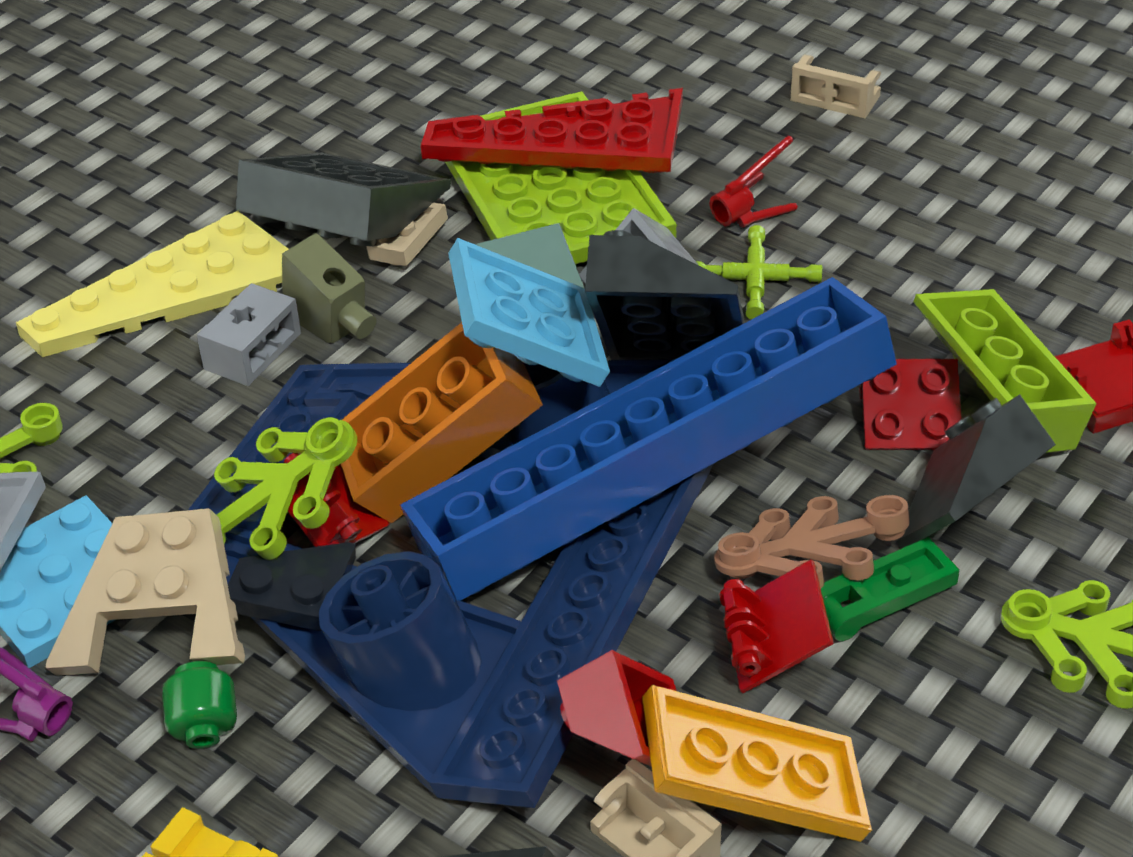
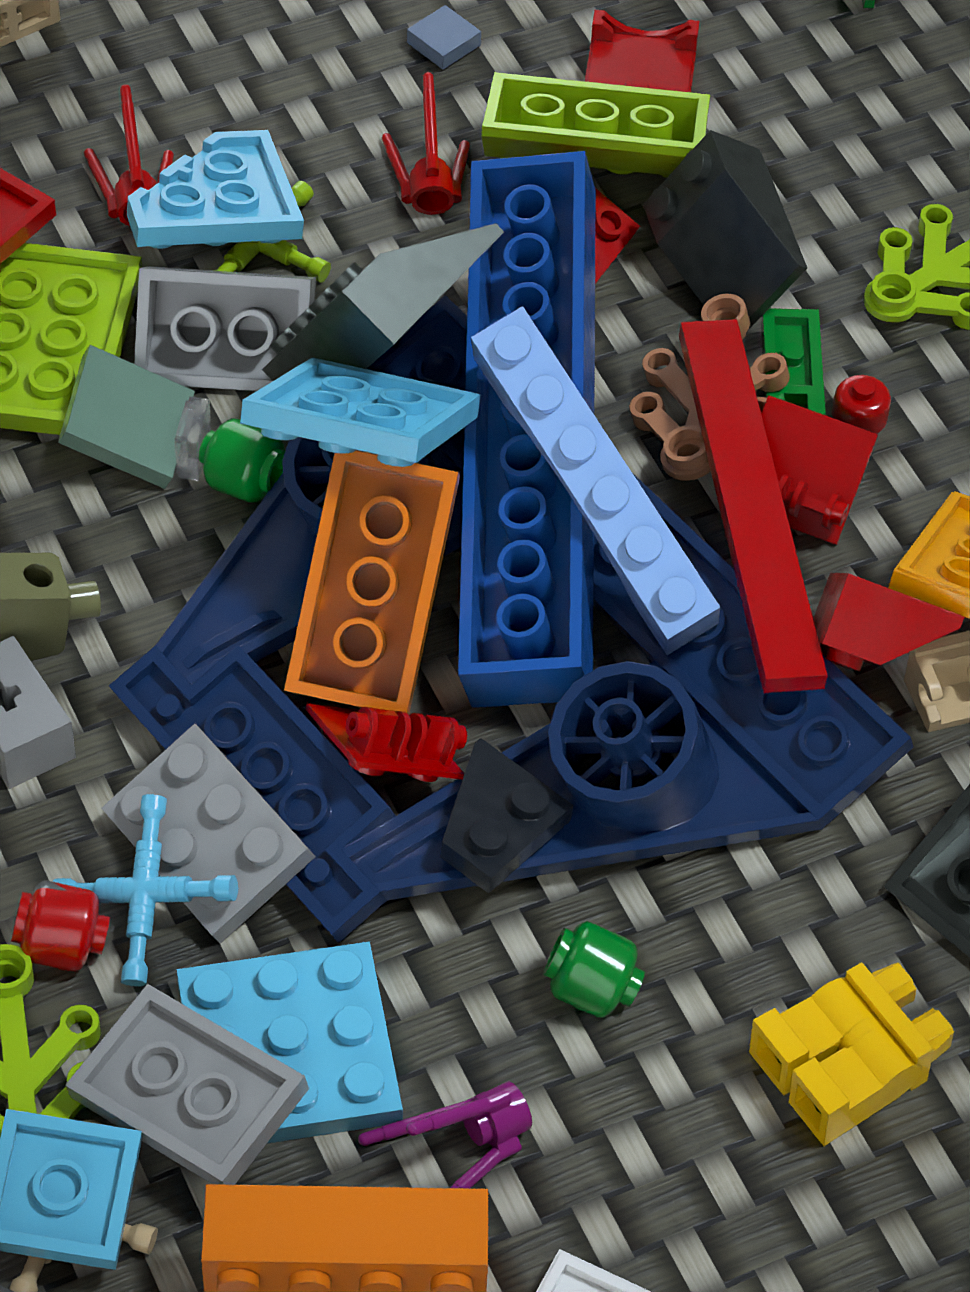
camera: 65 degrees left, 10 degrees up
(88, 423) = (60, 925): none -> red head
(135, 449) = (147, 888): none -> medium azure piece
(152, 570) = (412, 917): tan wing -> none
(186, 469) = (212, 829): none -> light grey plate
(321, 450) = (388, 749): lime plant -> none
(557, 553) = (597, 479): none -> light blue arch
(689, 592) = (752, 508): none -> red tile
(756, 230) = (219, 196): none -> medium azure plate
(891, 304) = (431, 183): none -> red plant
(894, 644) = (862, 403): none -> red piece
(1036, 274) = (444, 37): none -> sand blue tile

